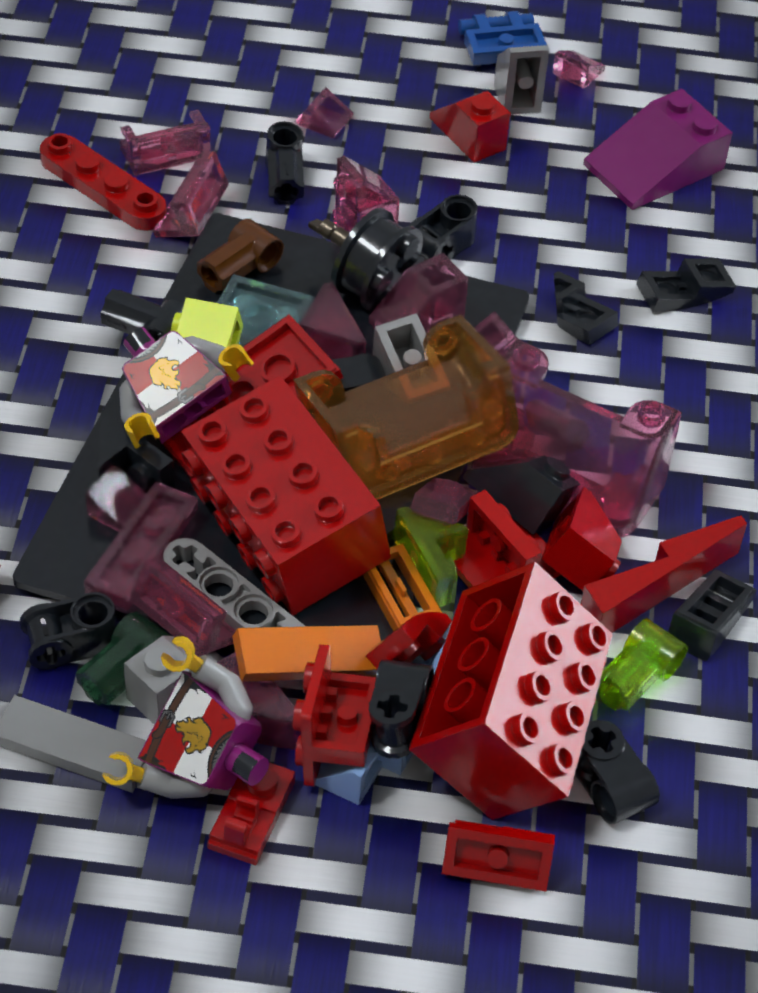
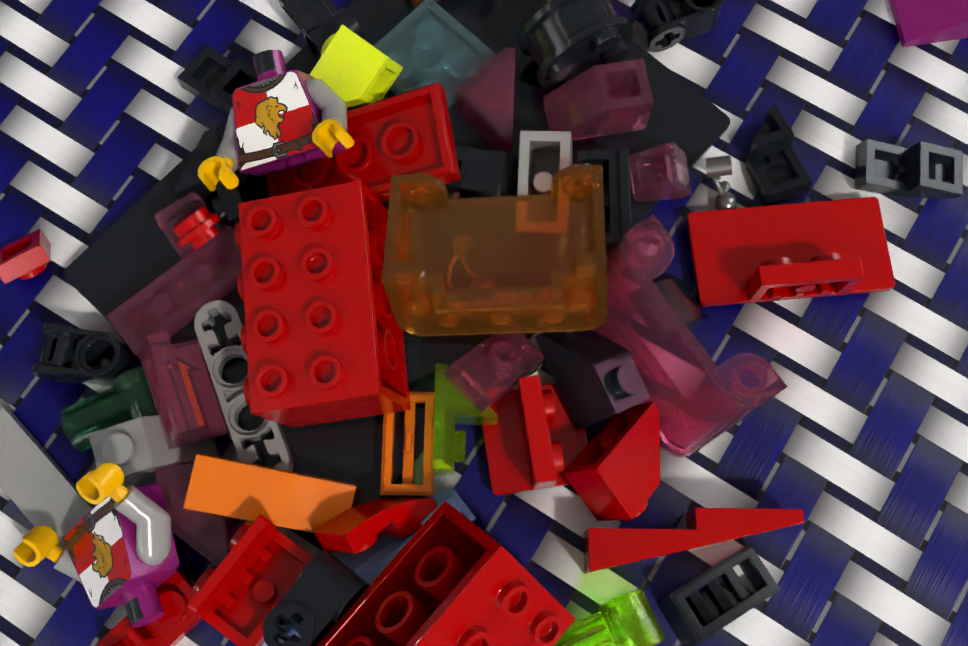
camera: 30 degrees right, 25 degrees up
(79, 398) = (216, 78): none -> black slope
(133, 486) = (196, 228): none -> red plate
(556, 351) = (720, 167): none -> flat silver piece
(634, 362) = (789, 251): none -> red bracket

